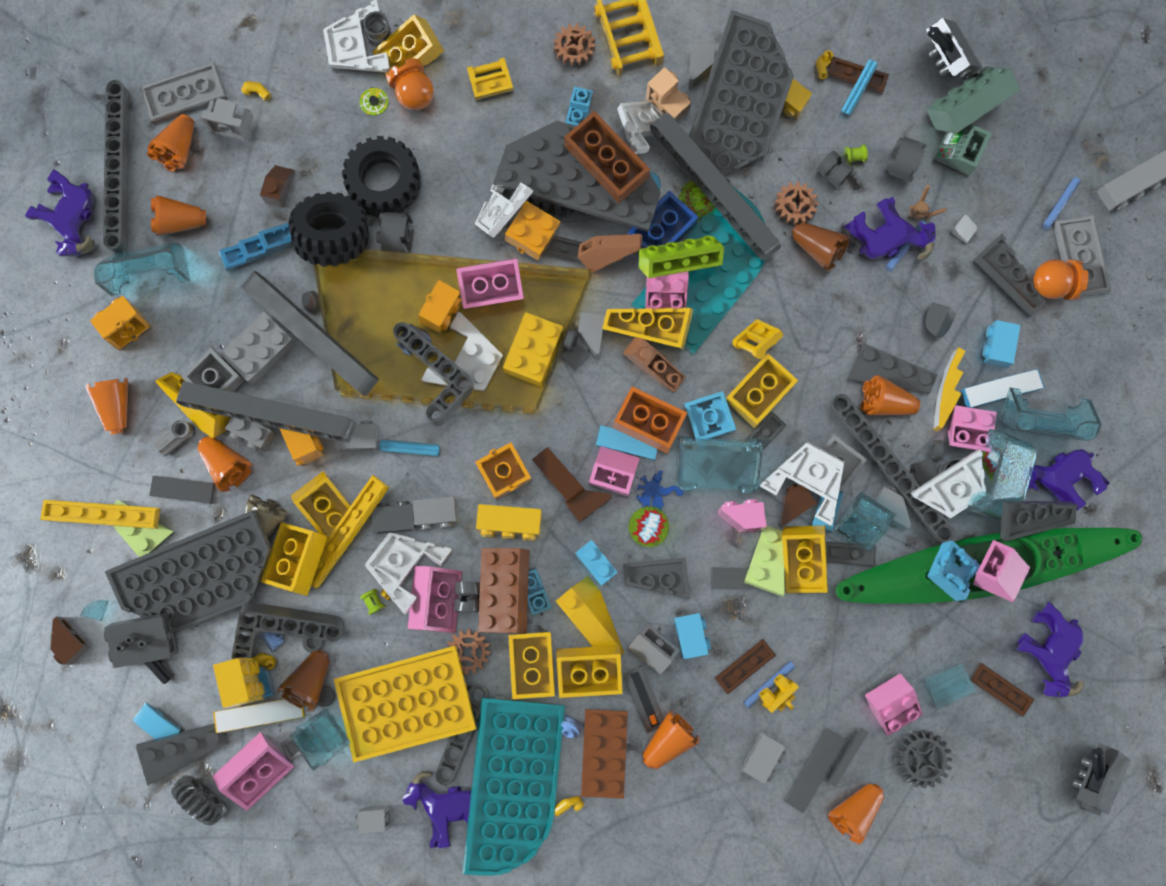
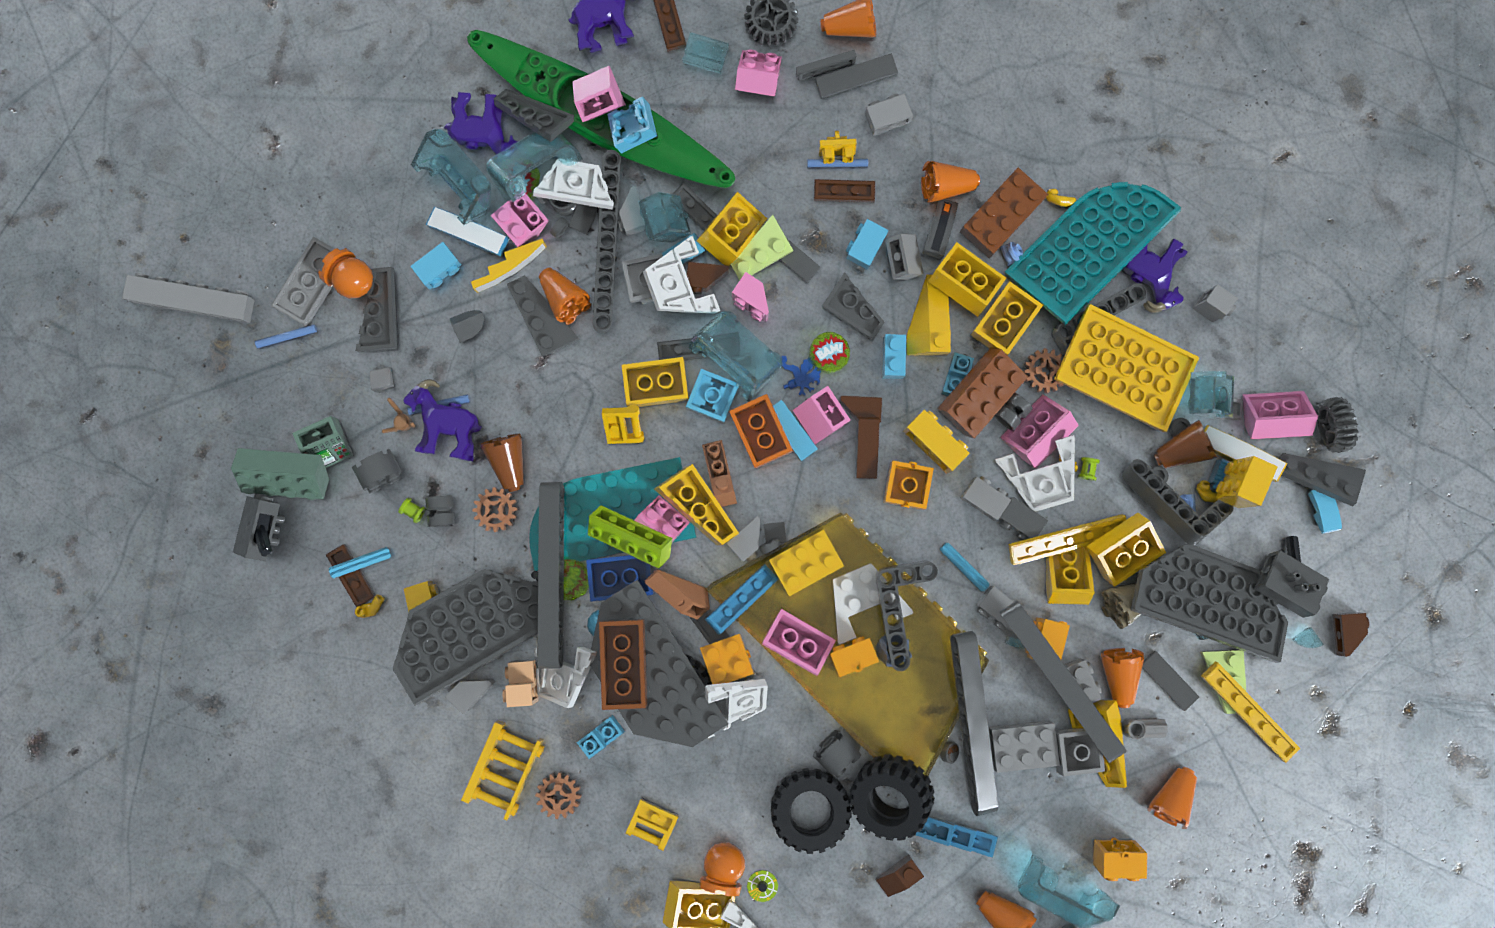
camera: 140 degrees left, 5 degrees up
(559, 282) = (741, 599): none -> dark azure tile

